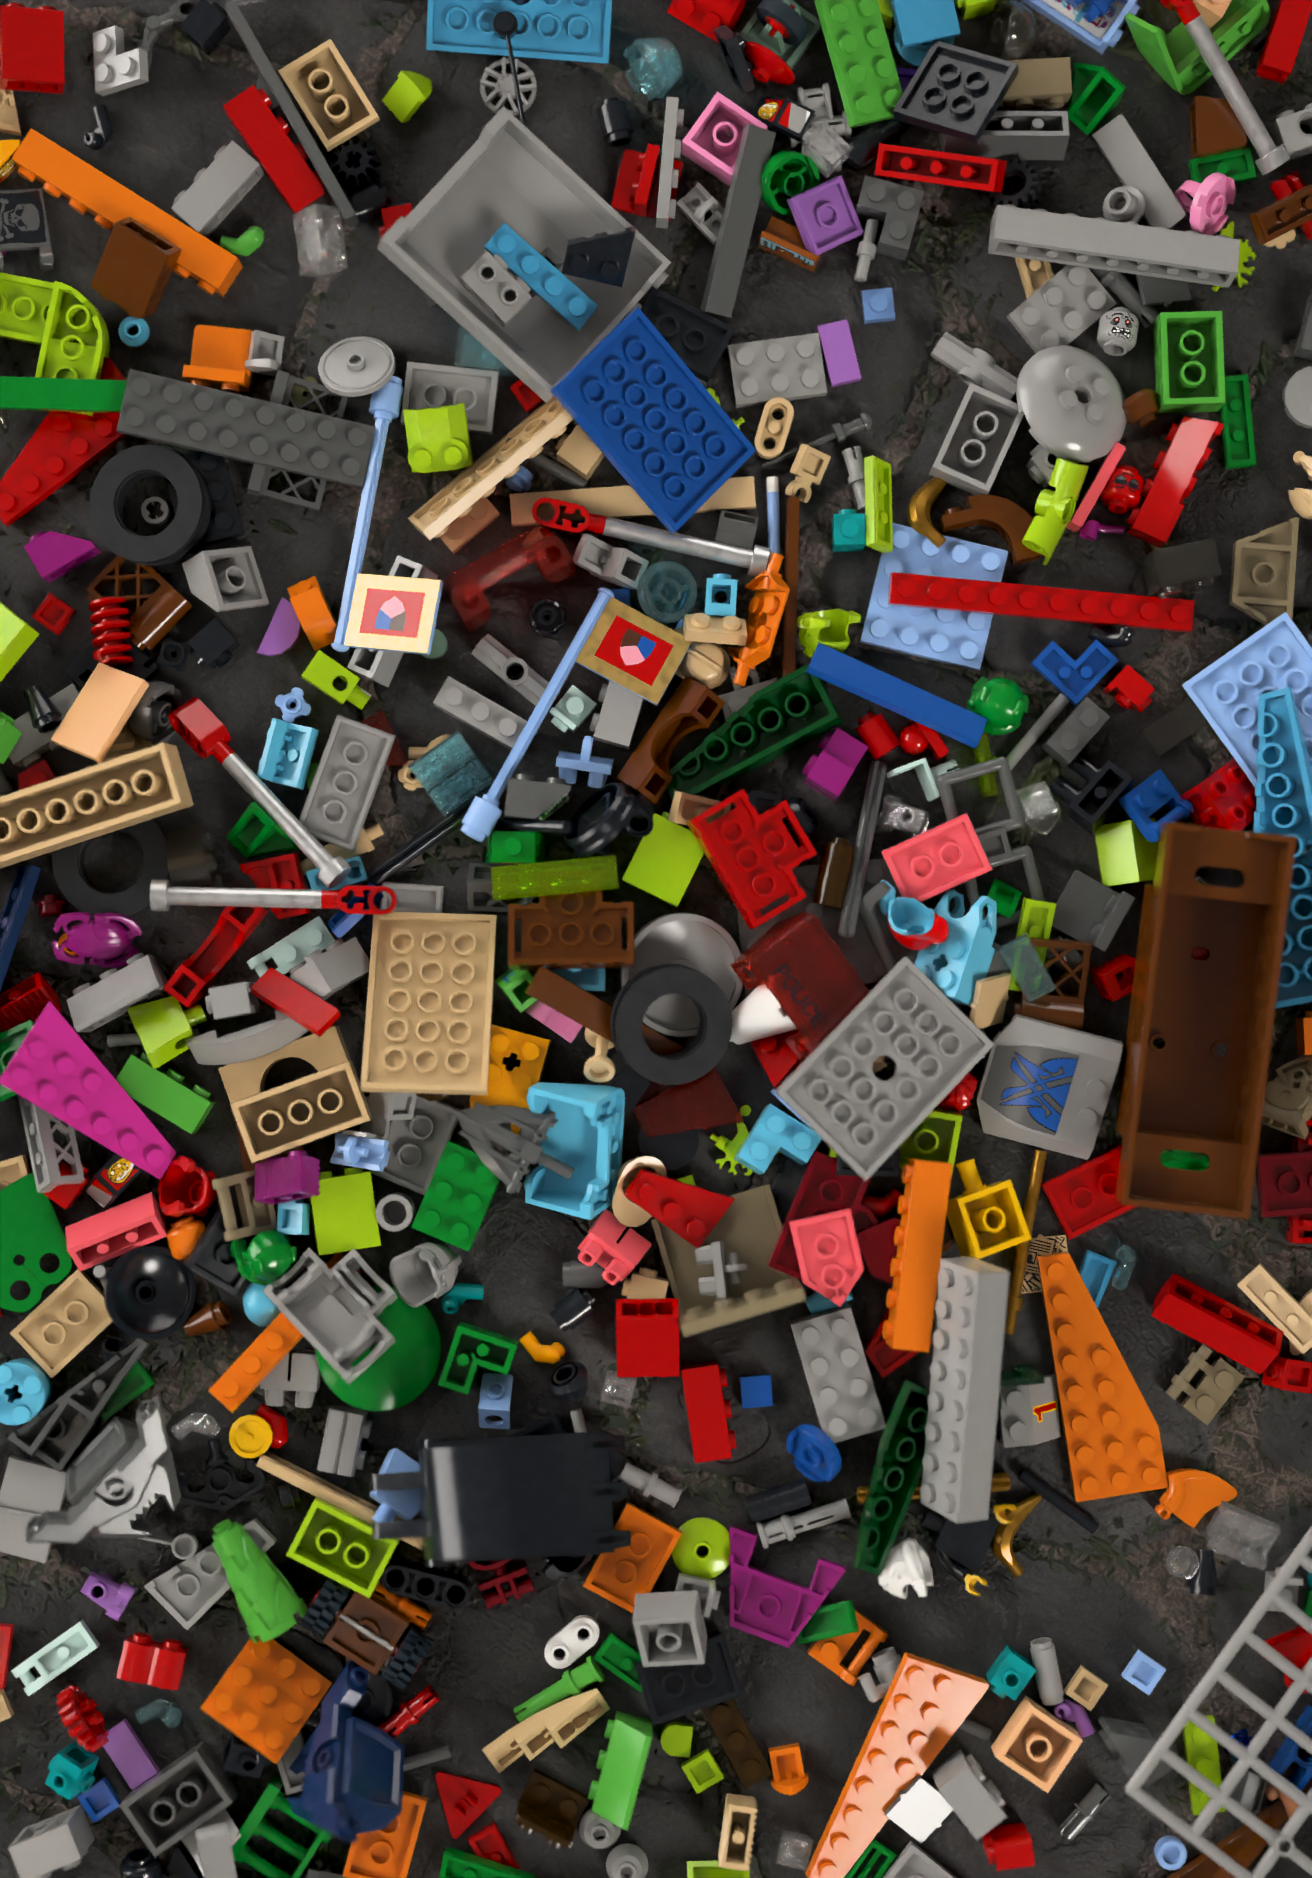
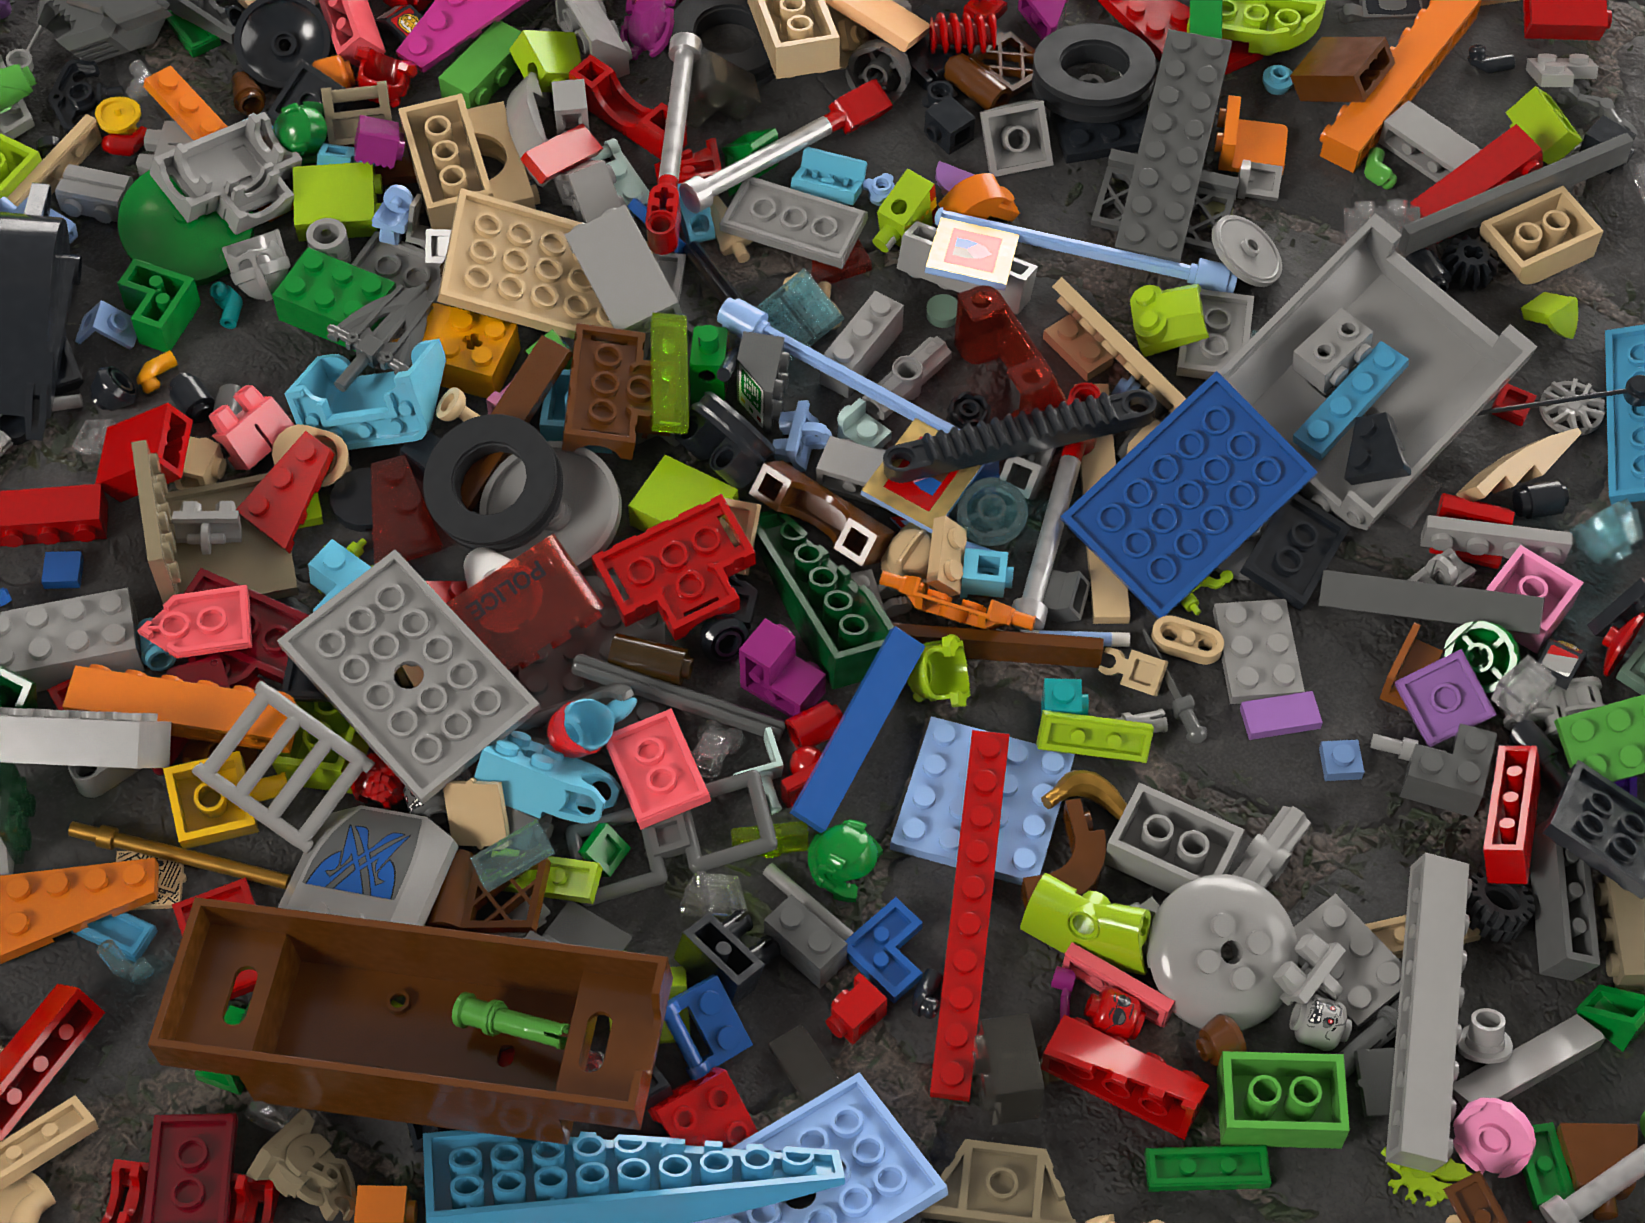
camera: 90 degrees right, 30 degrees down
(192, 84) = (1544, 124): none -> lime brick
(437, 932) = (622, 270): none -> light grey panel
(577, 130) = (1519, 465): none -> tan slope
(598, 565) = (1019, 435): none -> black gear
(941, 1154) = (272, 815): none -> light grey bar
(1080, 328) = (1314, 975): none -> light grey hips
(1190, 958) = (495, 1018): none -> bright green pin

